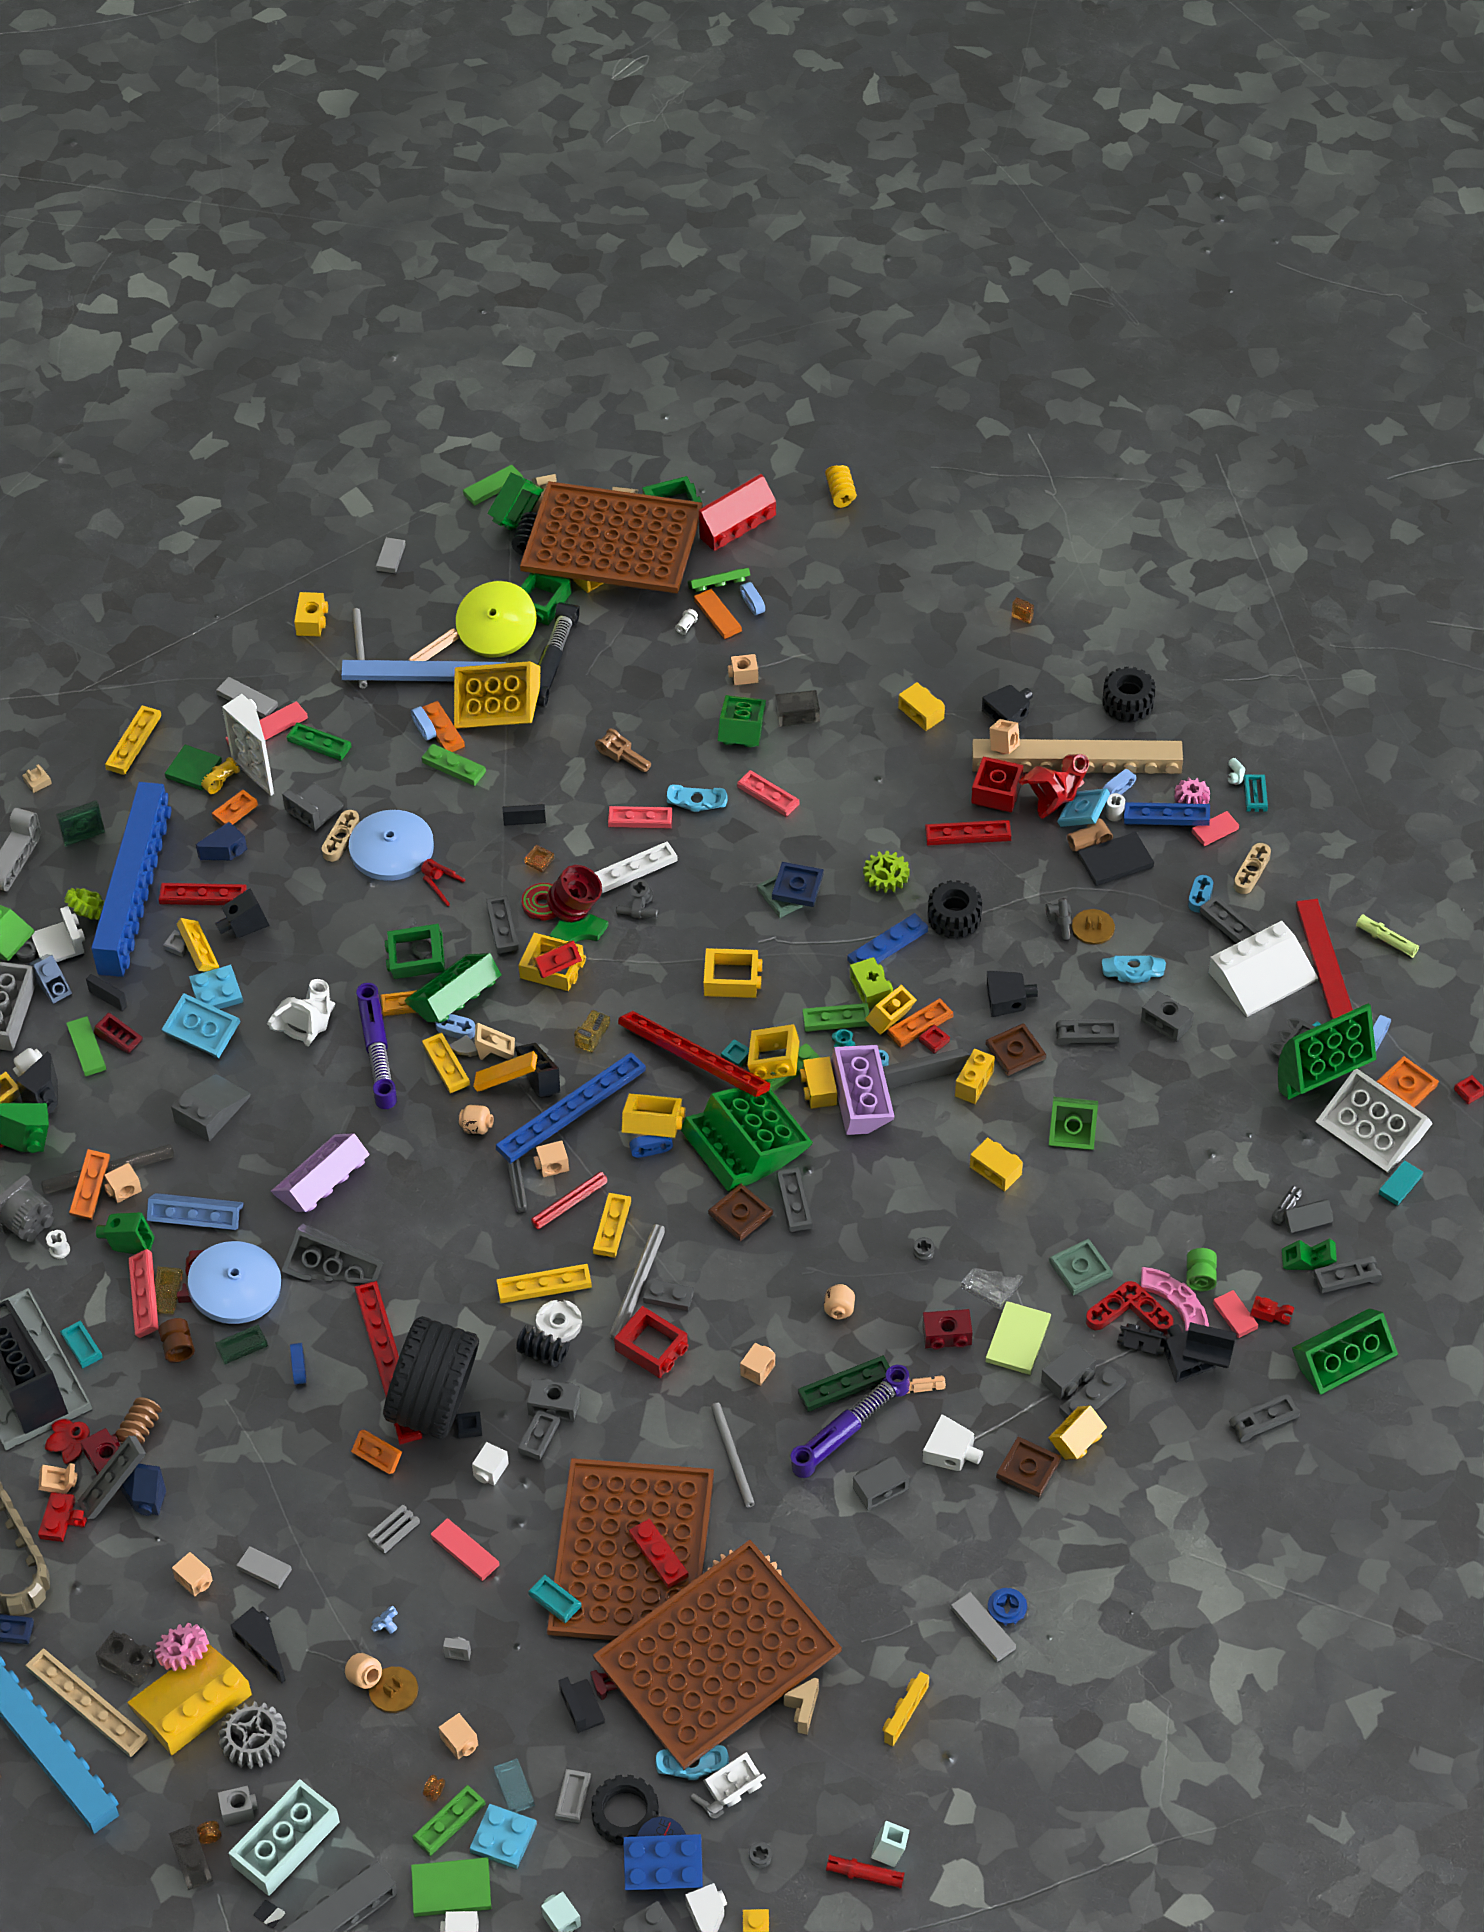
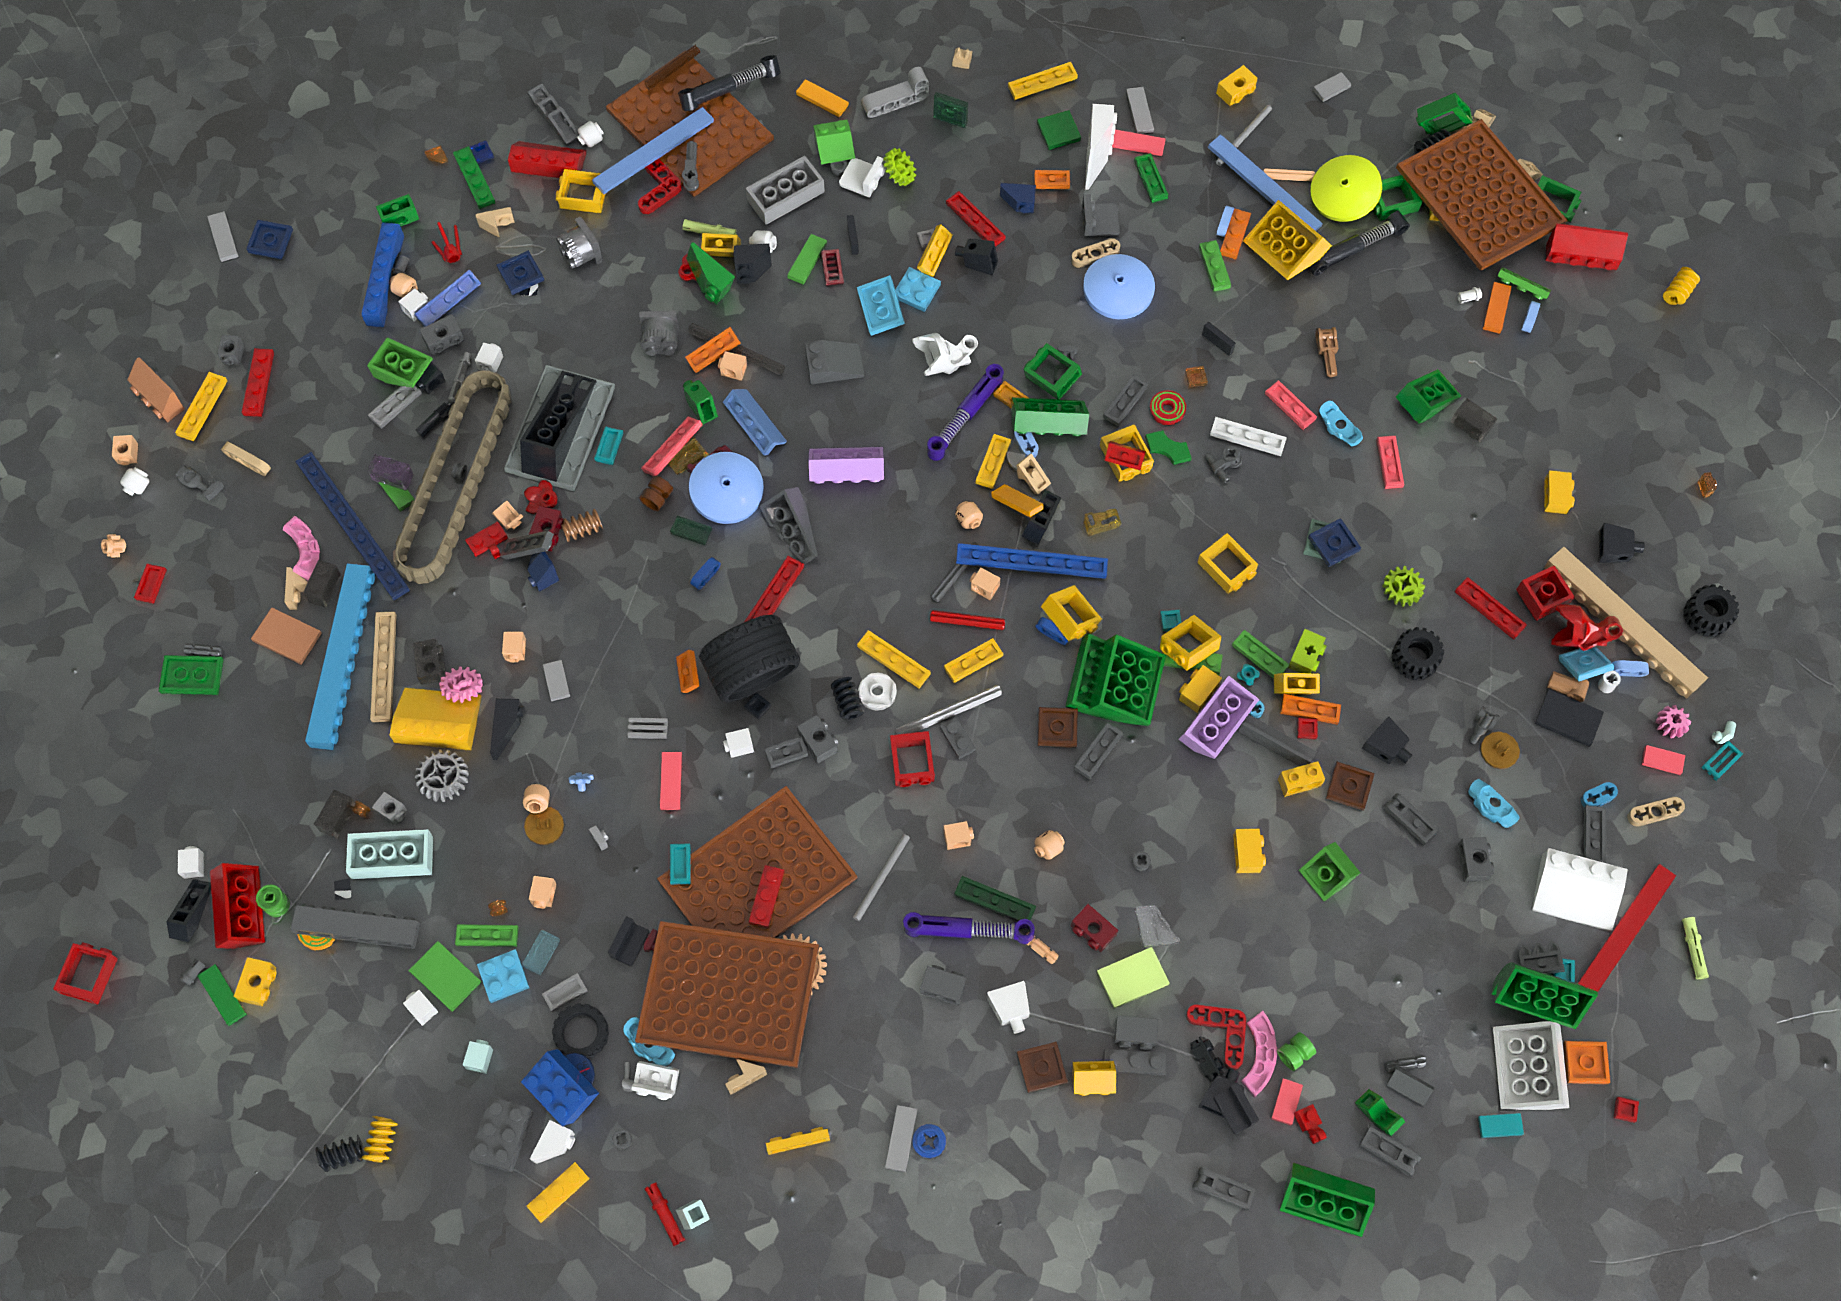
camera: 45 degrees right, 15 degrees up
(50, 978) = (831, 196): sand blue slope -> none
(57, 1242) = (659, 371): white bush -> none
(131, 880) = (940, 172): blue brick -> none
(219, 775) = (1065, 149): yellow connector -> none
(434, 870) = (1124, 328): red plant -> none
(489, 486) = (1441, 89): bright green tile -> none
(574, 893) = (1195, 419): dark red wheel -> none
(694, 1054) = (1142, 597): red tile -> none
(743, 669) = (1475, 359): light nougat brick -> none
(890, 940) = (1353, 635): blue plate -> none
(1004, 736) = (1582, 565): light nougat brick -> none
(1080, 1266) = (1225, 971): sand green tile -> none
(1167, 814) = (1639, 719): blue plate -> none
(1380, 1029) = (1606, 1009): light blue beam -> none

